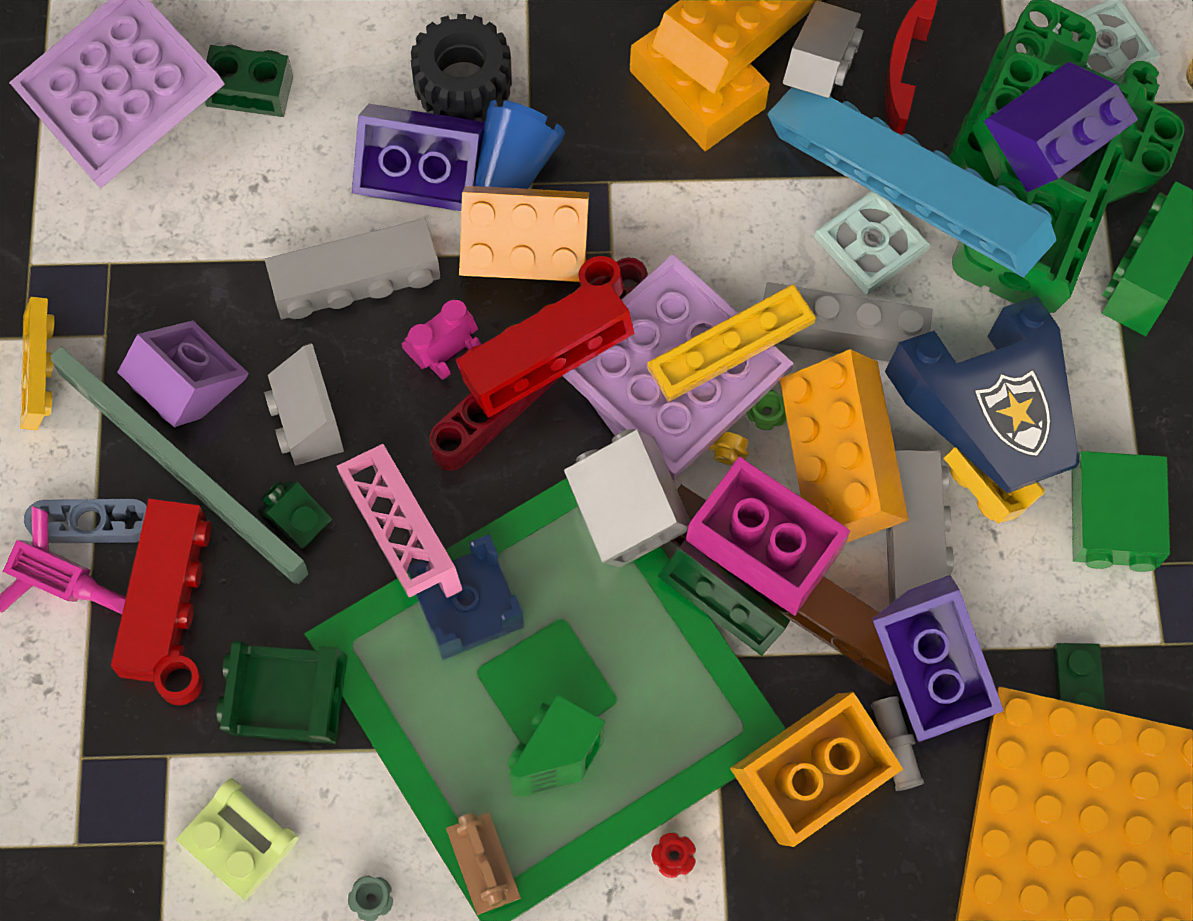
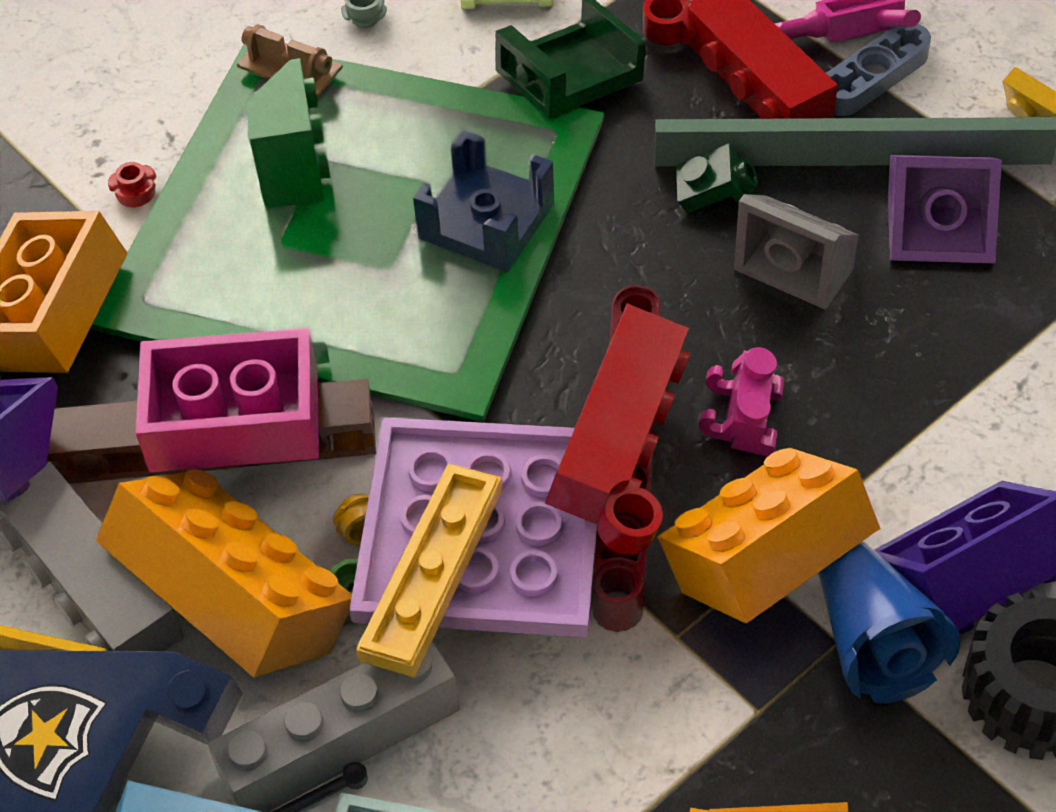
camera: 145 degrees right, 15 degrees down
(353, 269) = (904, 394): light grey brick -> none
(391, 485) = (596, 213): bright pink fence -> none
(627, 497) = (406, 360): brick -> none

